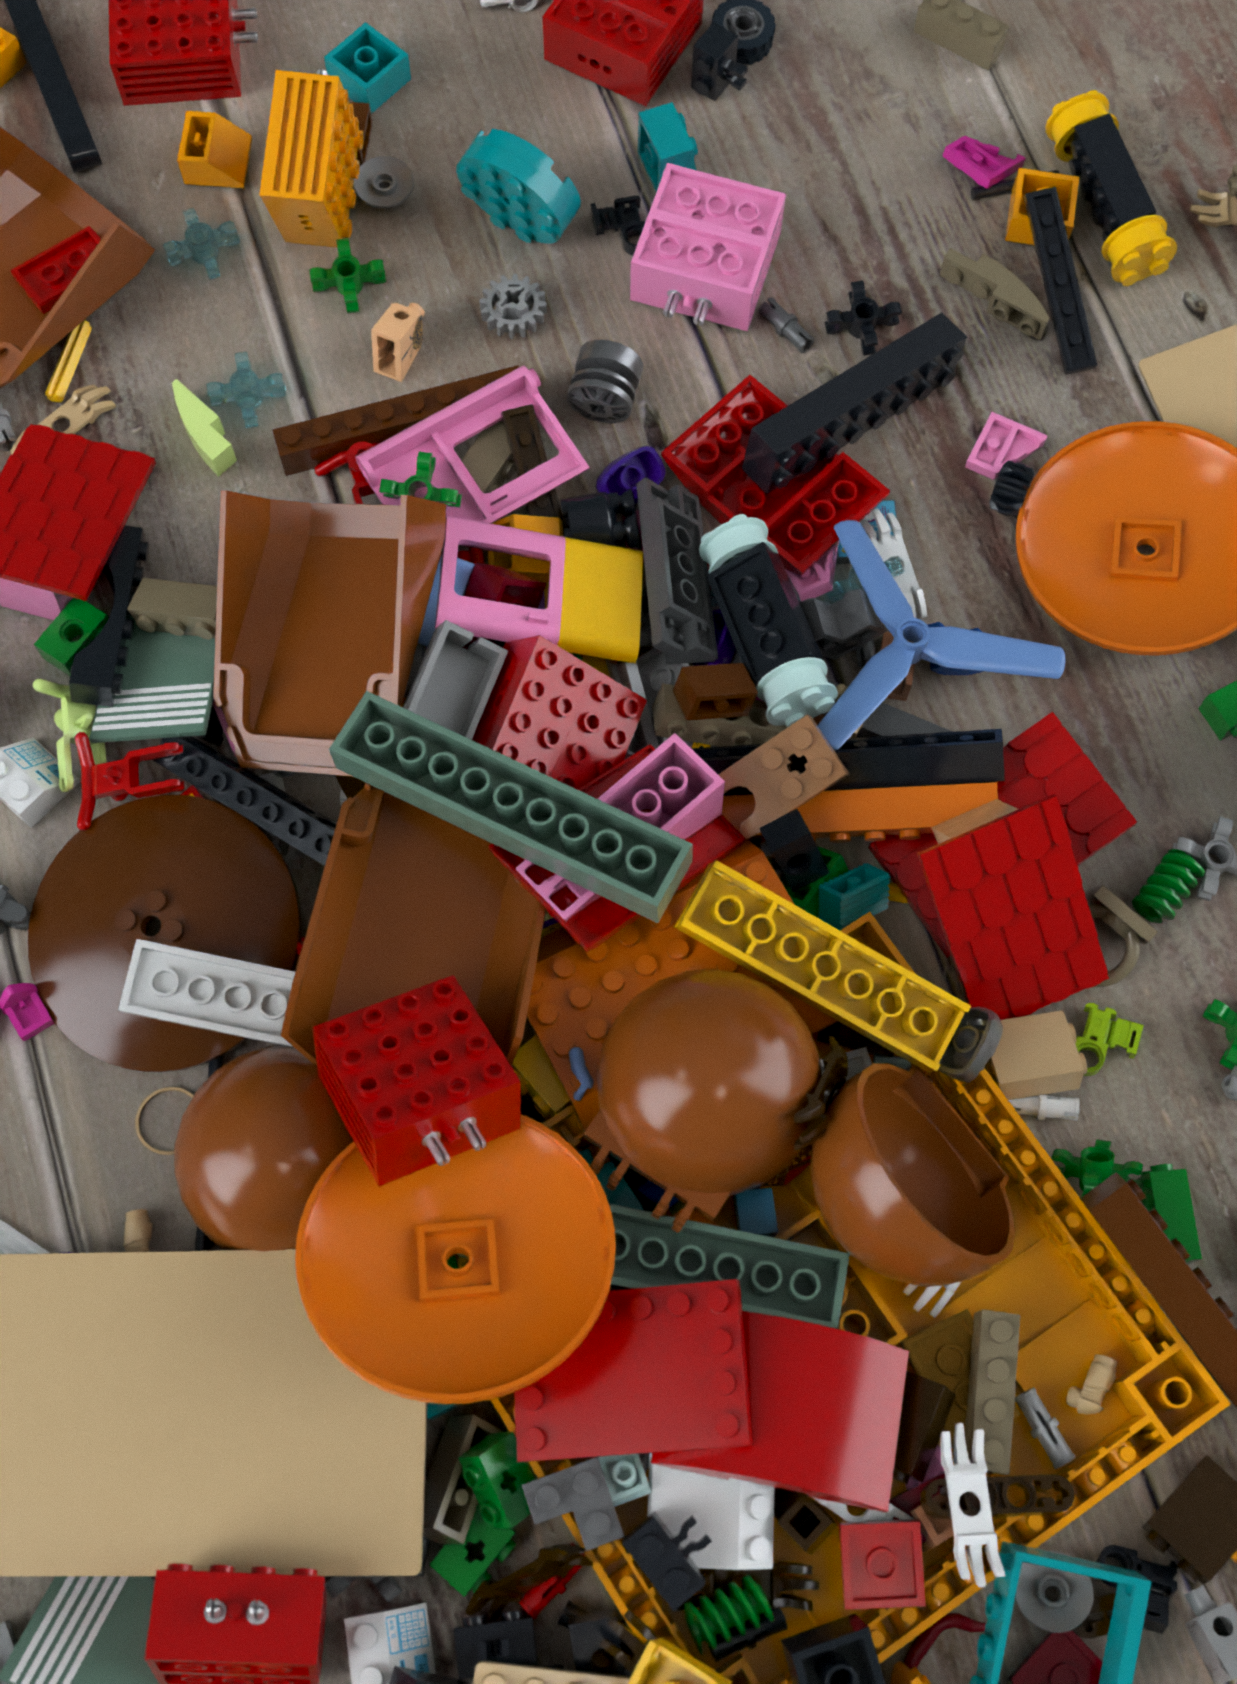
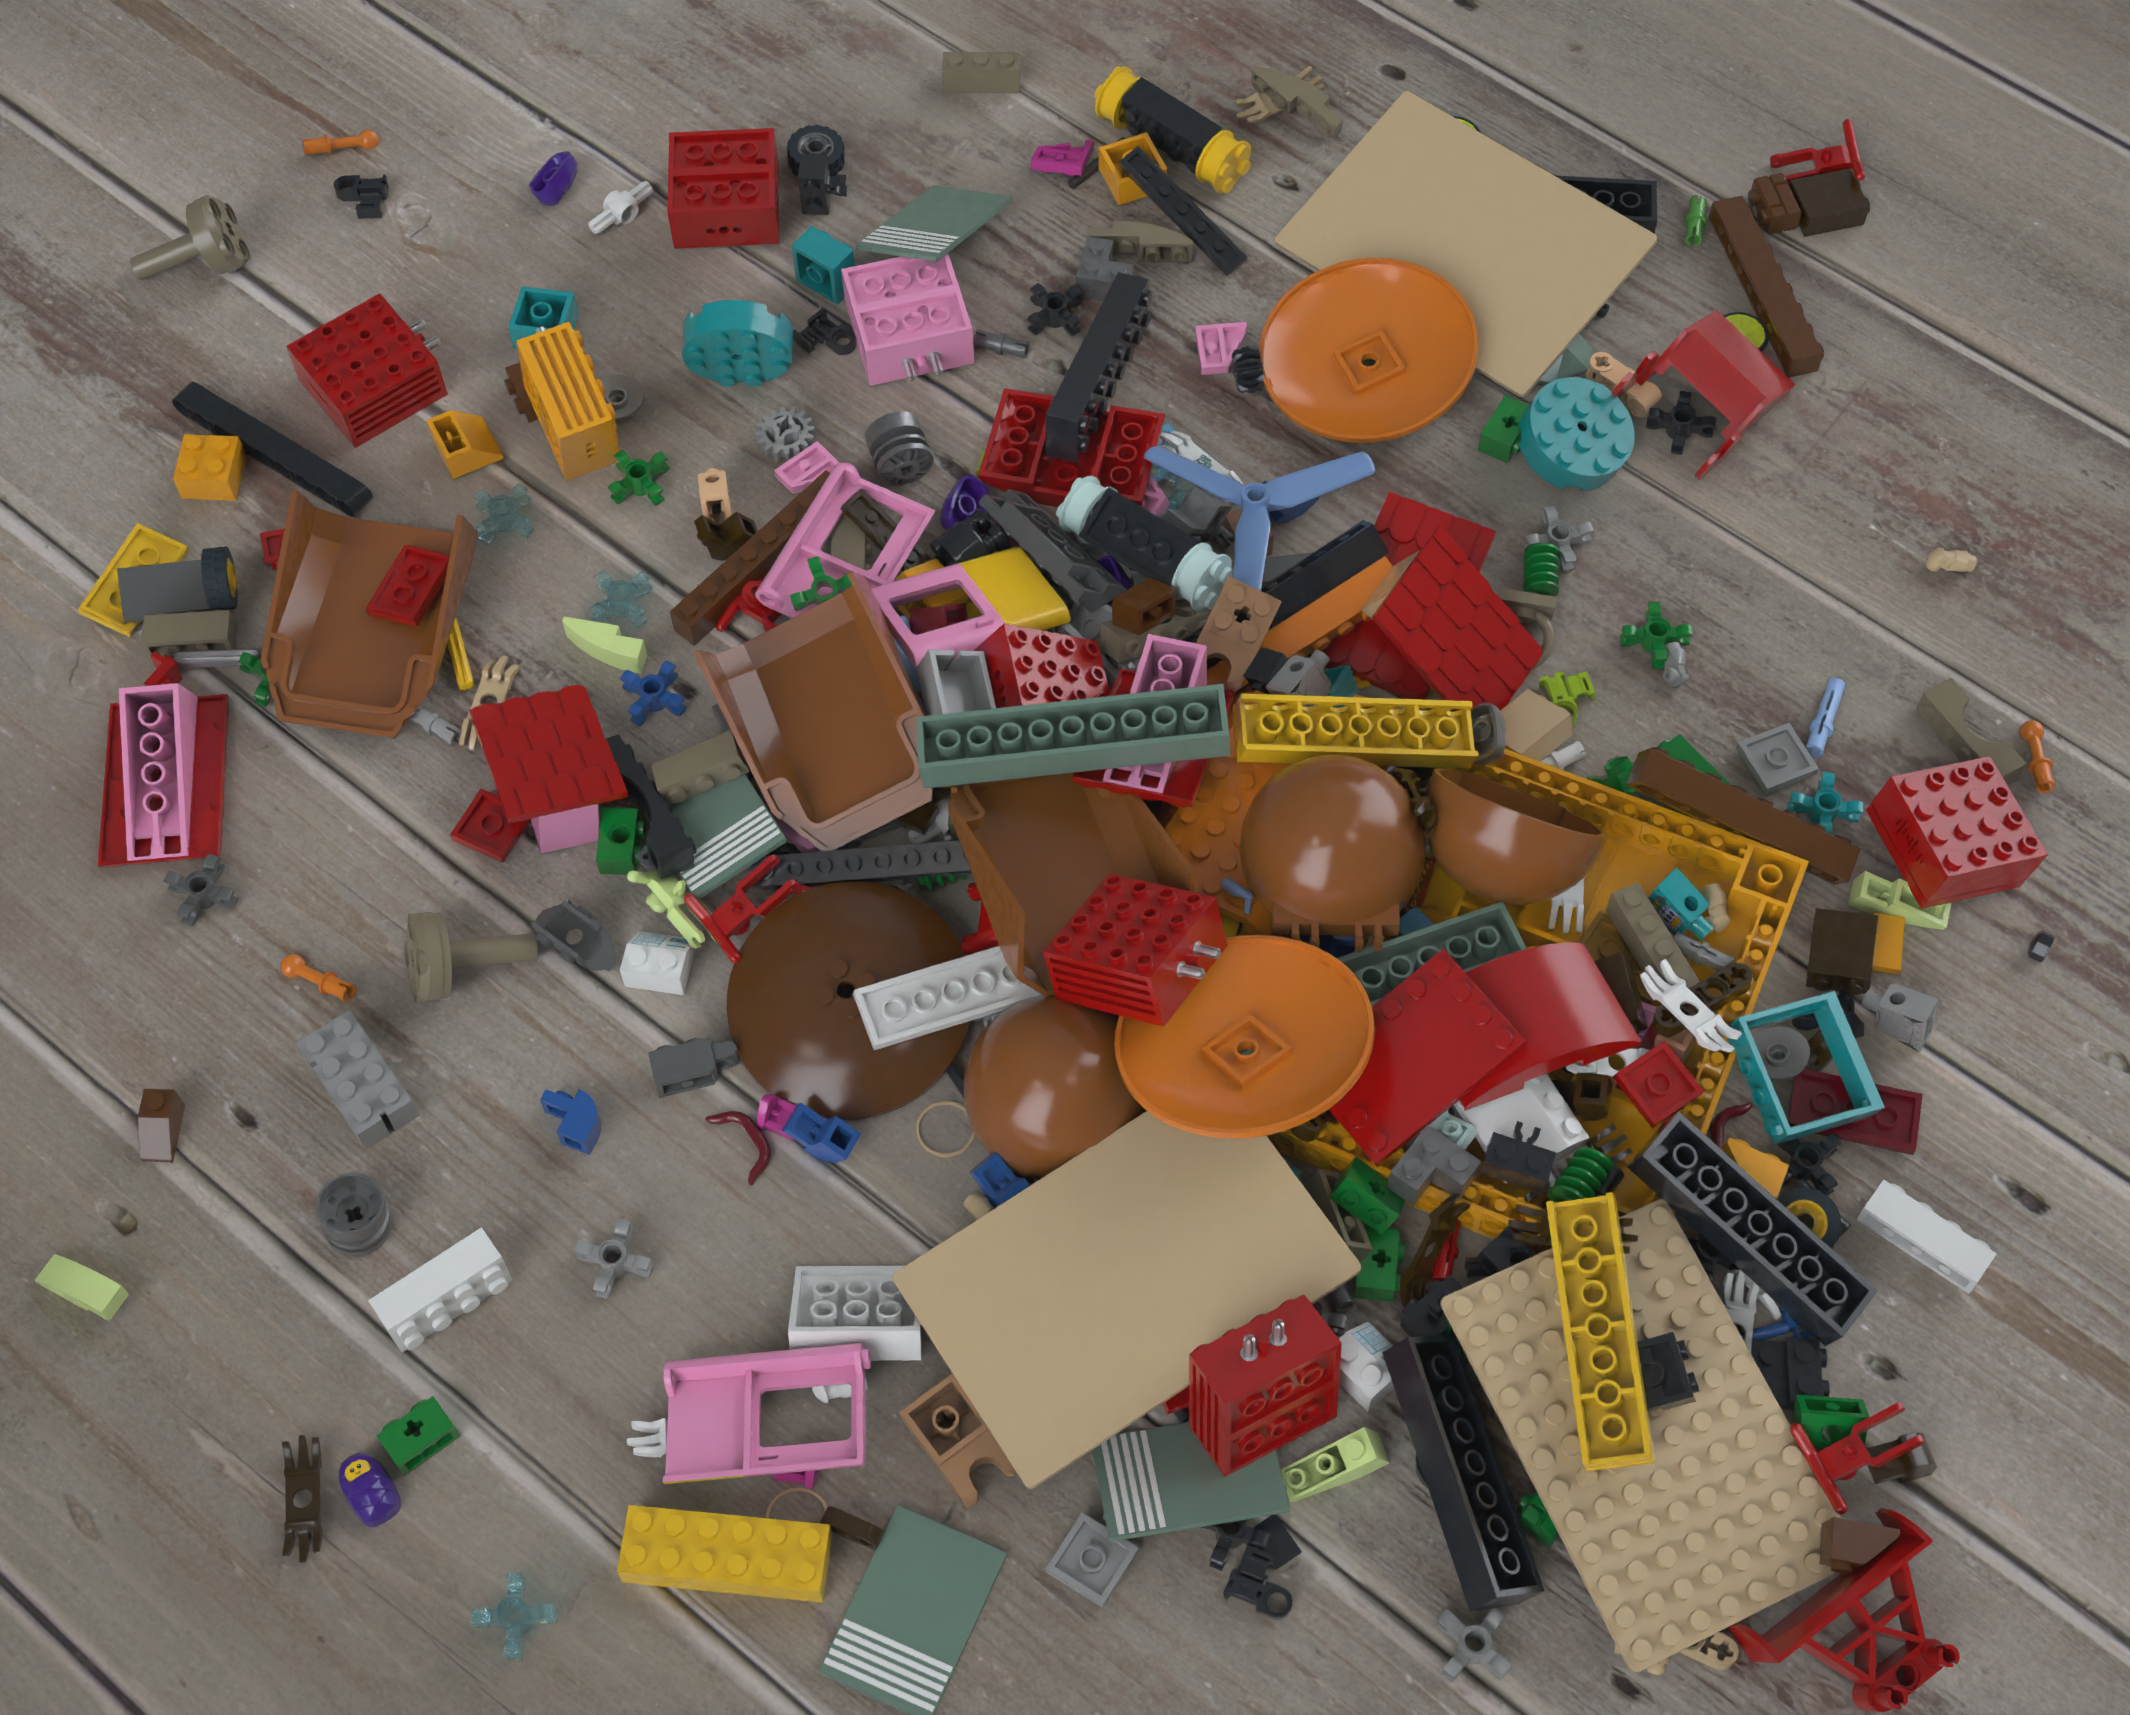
camera: 30 degrees left, 10 degrees down
(41, 1055) = (822, 1138): none -> blue brick
(168, 1220) = (997, 1180): none -> blue brick
(203, 492) = (653, 702): none -> blue pin
(382, 381) = (726, 537): none -> dark brown brick
(511, 350) = (805, 467): none -> bright pink wing
(798, 163) = (934, 223): none -> sand green piece
(814, 873) = (1302, 677): none -> light grey torso
(935, 294) = (1098, 269): none -> flat silver brick
(1049, 1348) = (1681, 905): none -> teal torso

